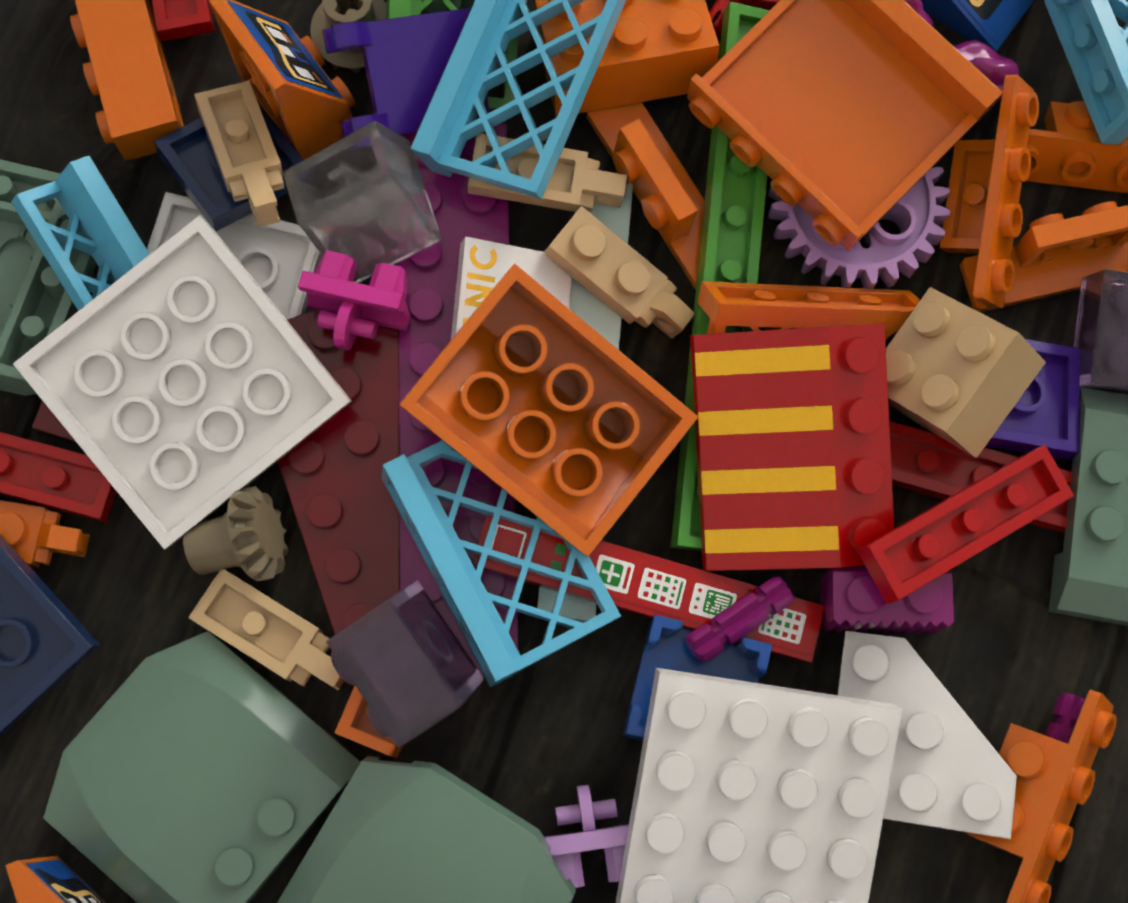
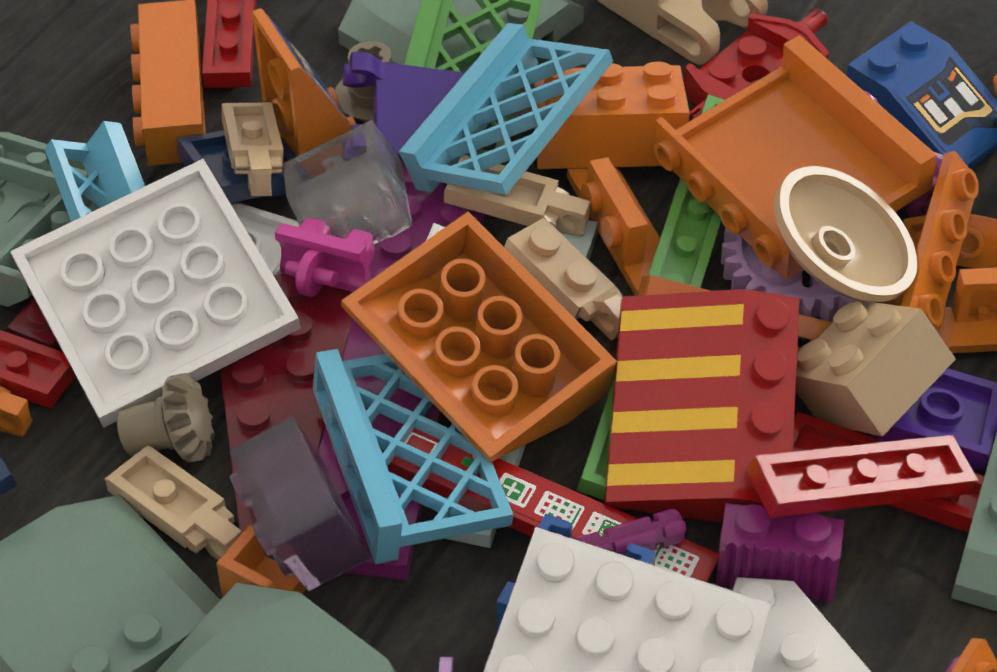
camera: 15 degrees right, 30 degrees down
(917, 217) = (844, 234): none -> tan dish

